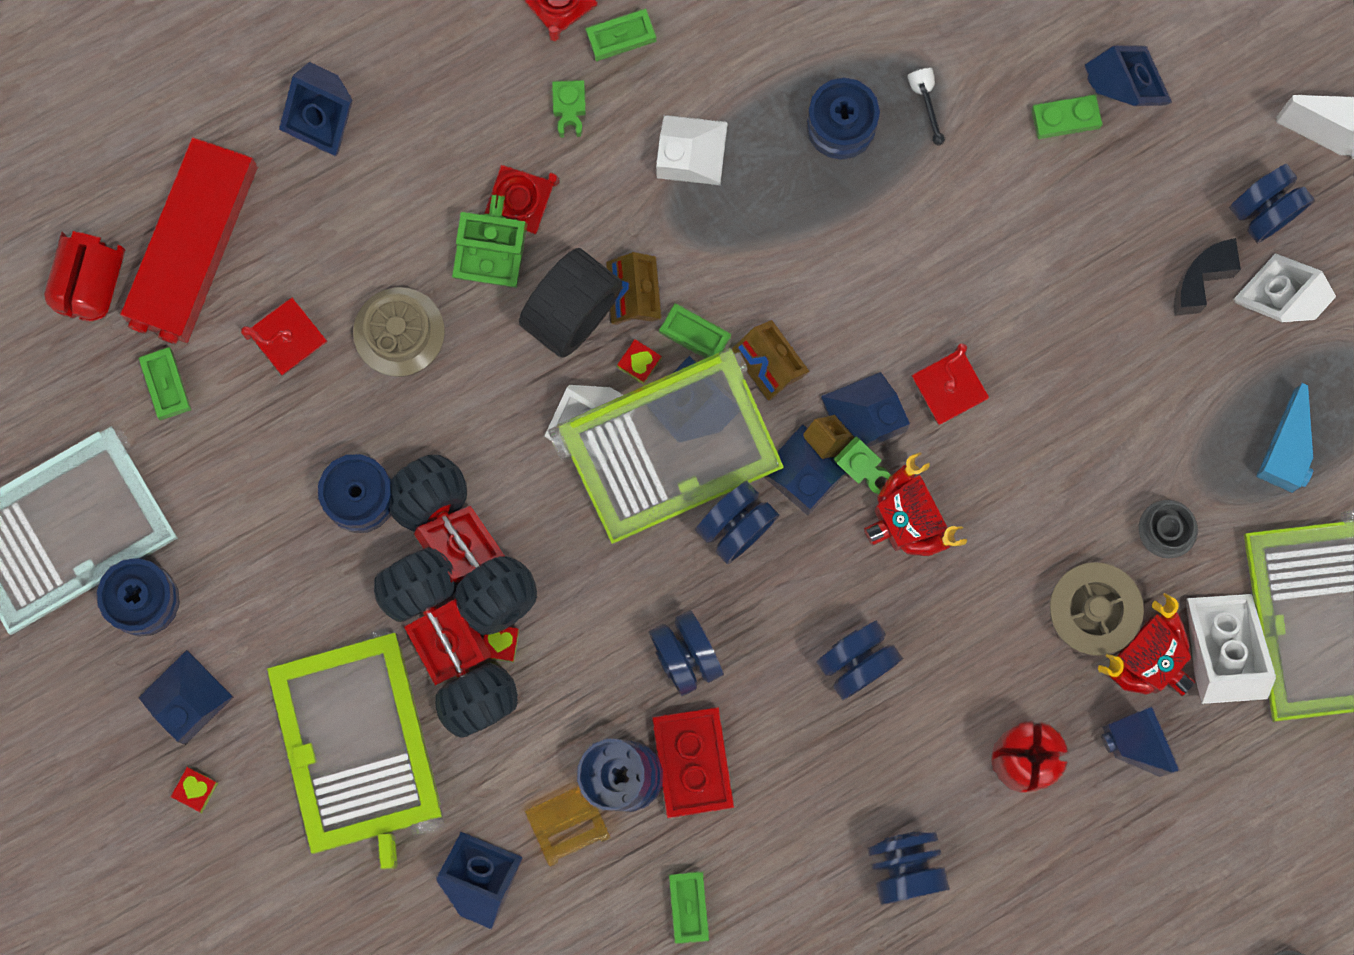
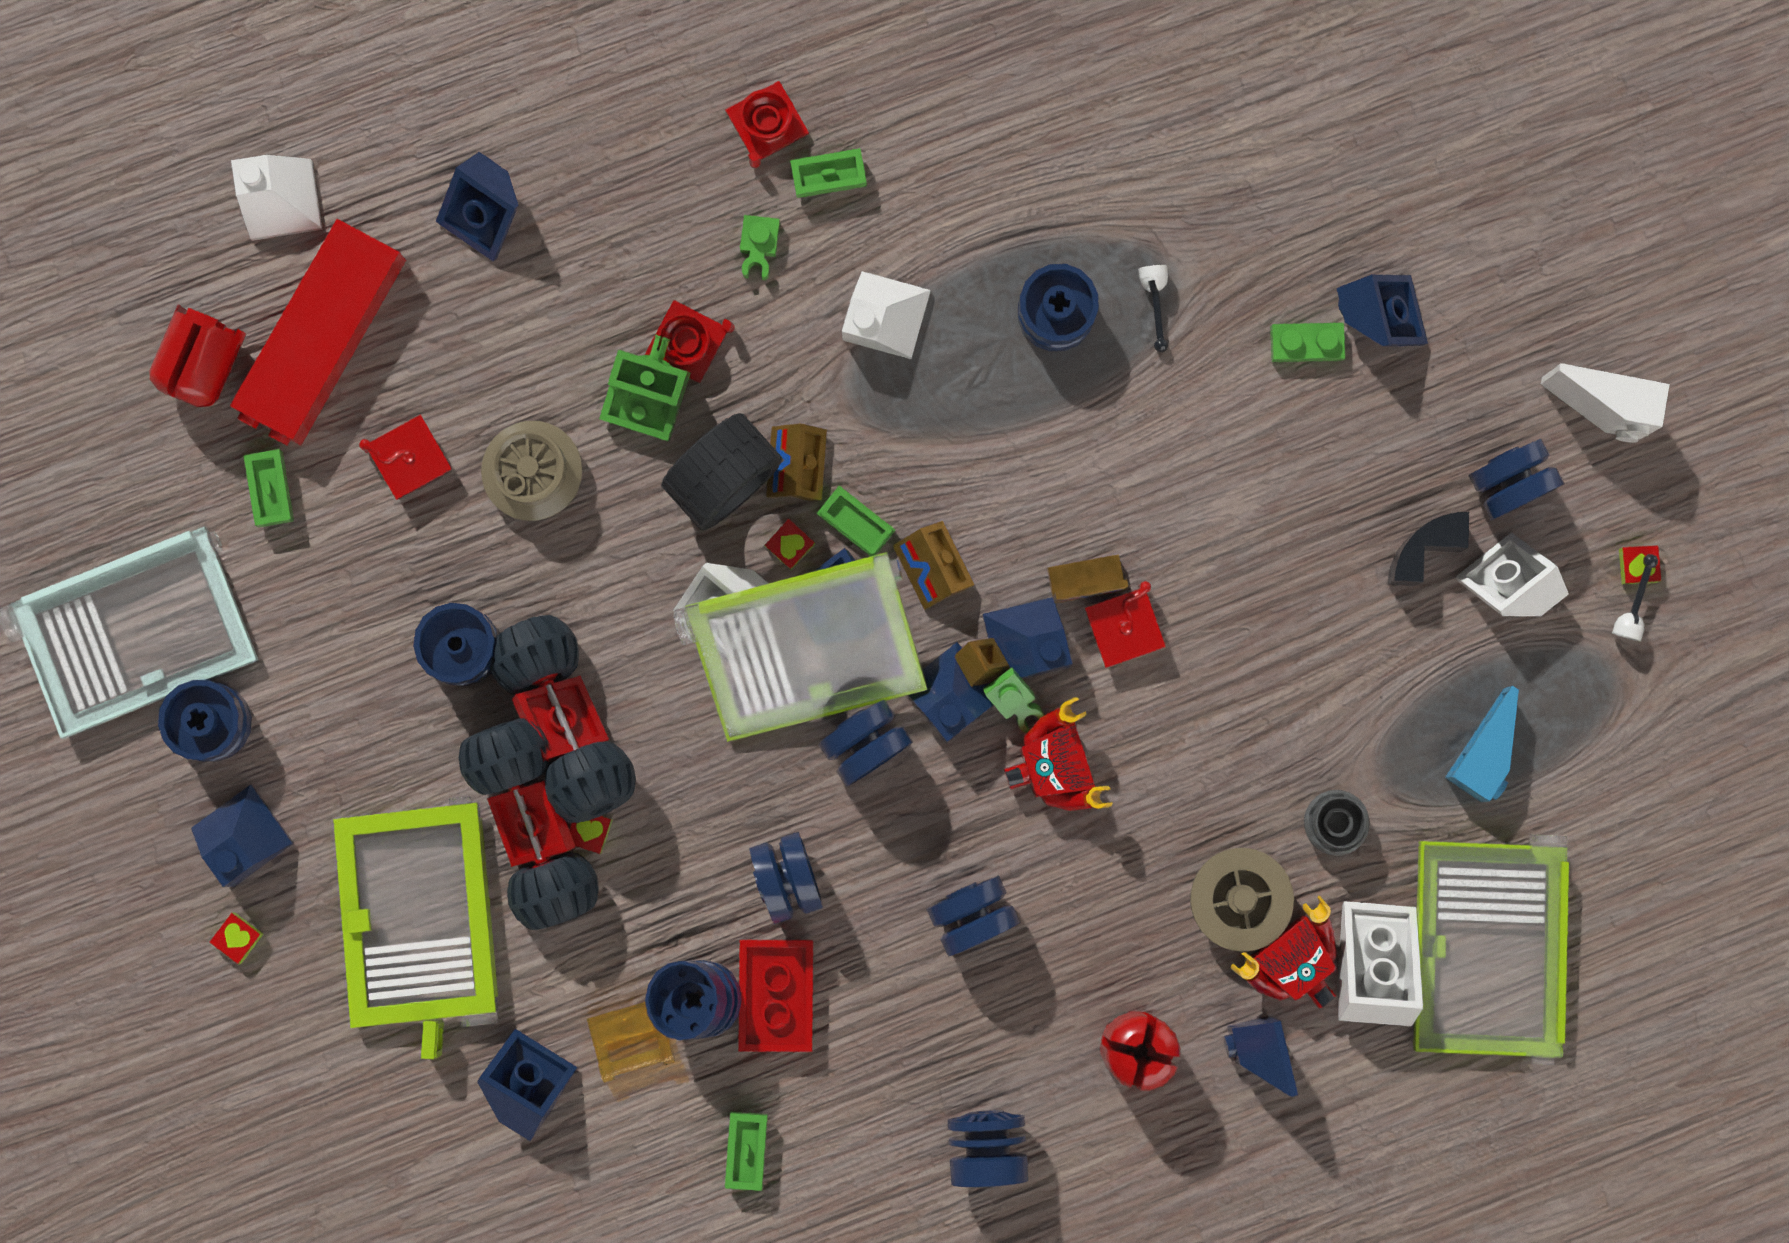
camera: 10 degrees right, 5 degrees up
(134, 127) = (276, 195): none -> white slope
(908, 351) = (1086, 579): none -> pearl gold panel

